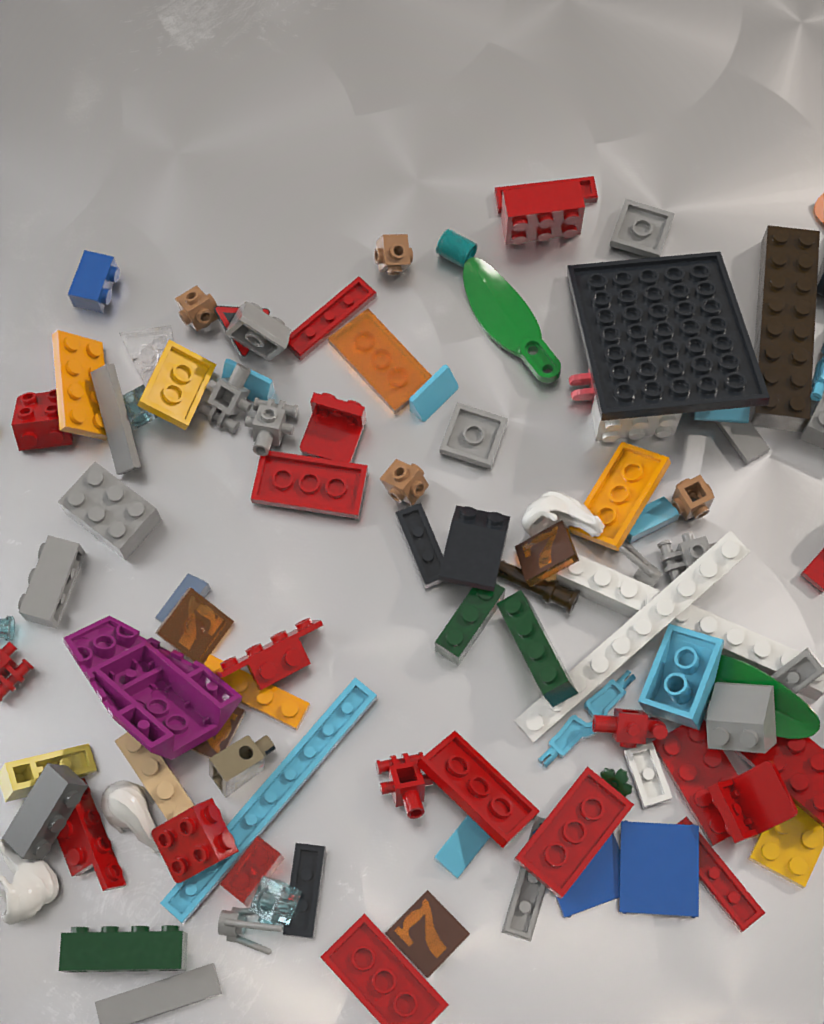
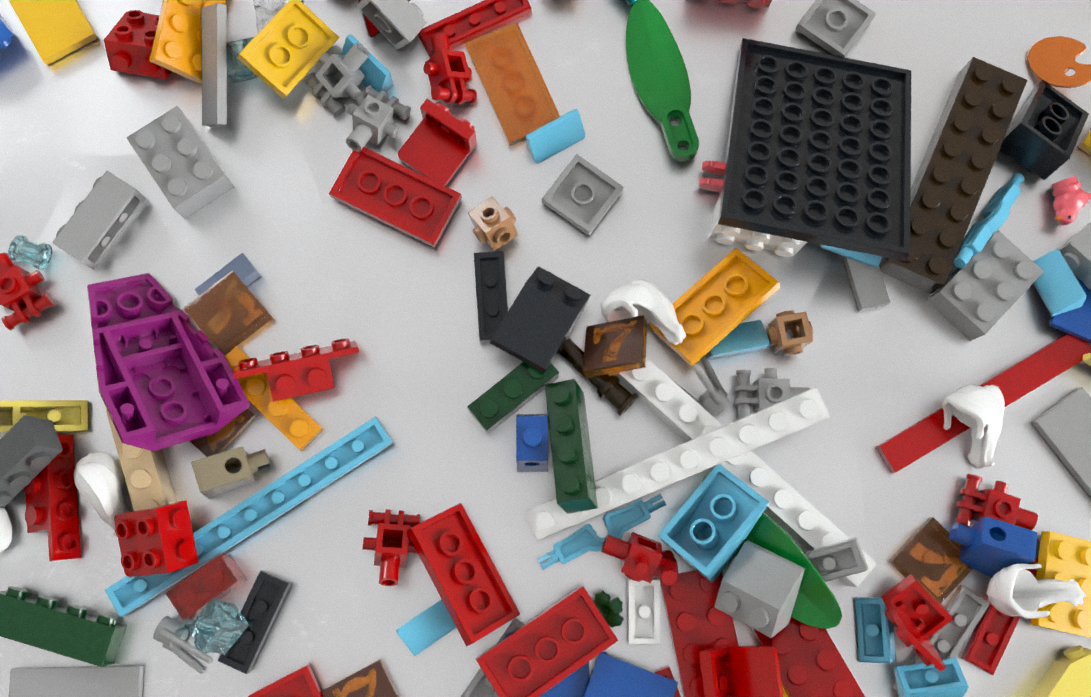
camera: 10 degrees right, 10 degrees up
(323, 366) = (448, 73): none -> red piece
(501, 656) = (532, 442): none -> blue torso

